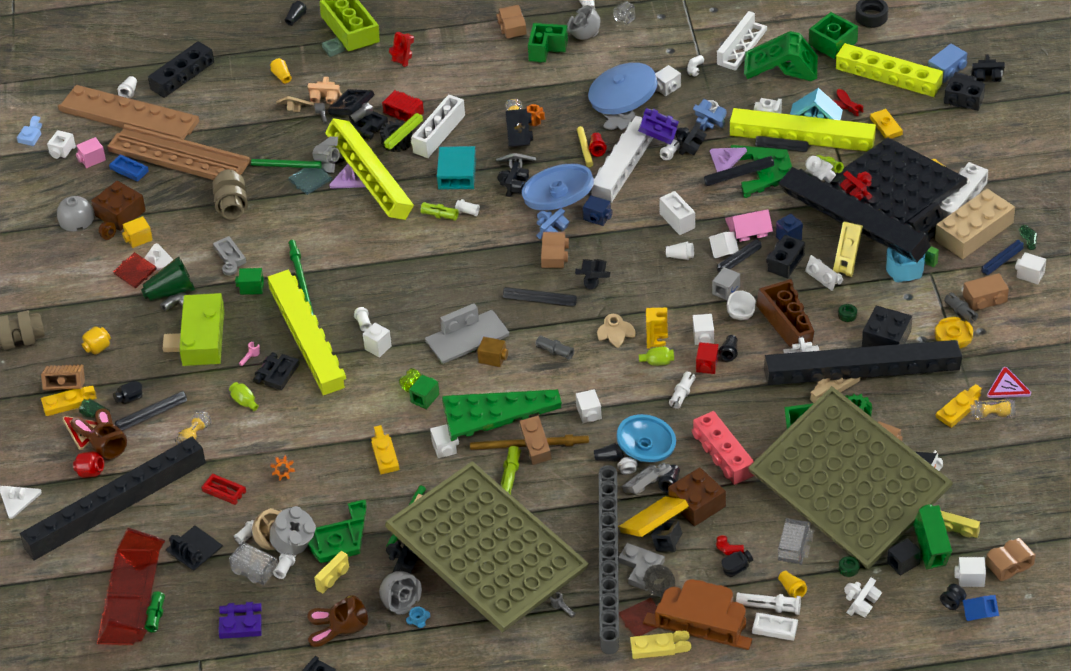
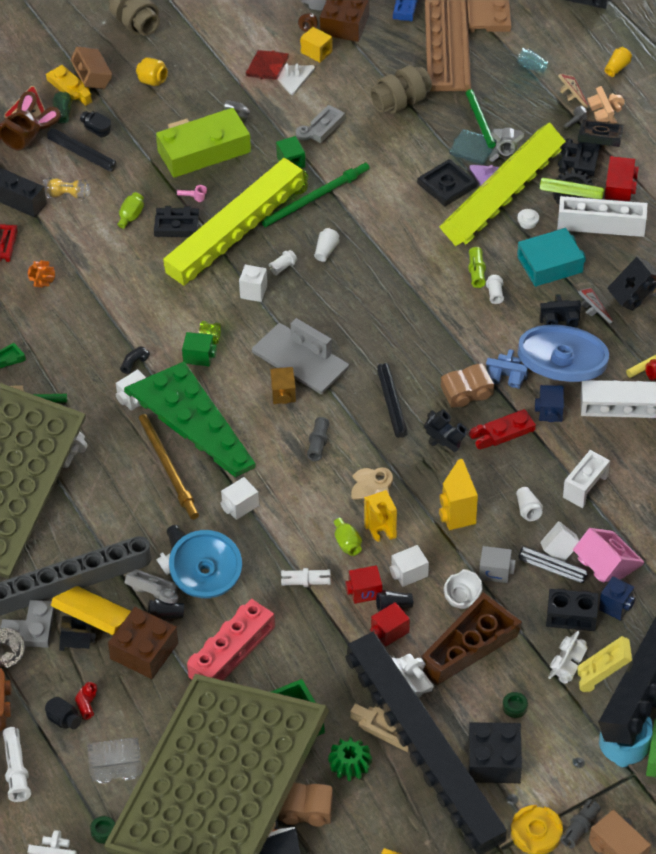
camera: 65 degrees right, 5 degrees up
(168, 281) = (257, 93): dark green cone -> none
(245, 116) = (531, 60): none -> clear light blue cone
(339, 203) = (447, 182): none -> black tile
(361, 288) = (326, 243): none -> white cone
(365, 110) = (585, 146): flat silver arm -> none
(384, 451) = (104, 348): yellow hinge -> none
(405, 435) = (132, 357): none -> black arm
(407, 169) = (528, 218): none -> white plate
(510, 467) = (115, 462): lime pin -> none
(535, 440) = (160, 465): medium nougat brick -> none
(602, 243) = (502, 429): none -> red hinge
(659, 280) = (458, 498): none -> yellow slope
(750, 354) = (390, 624): none -> red brick
(792, 584) = (49, 779): yellow cone -> none

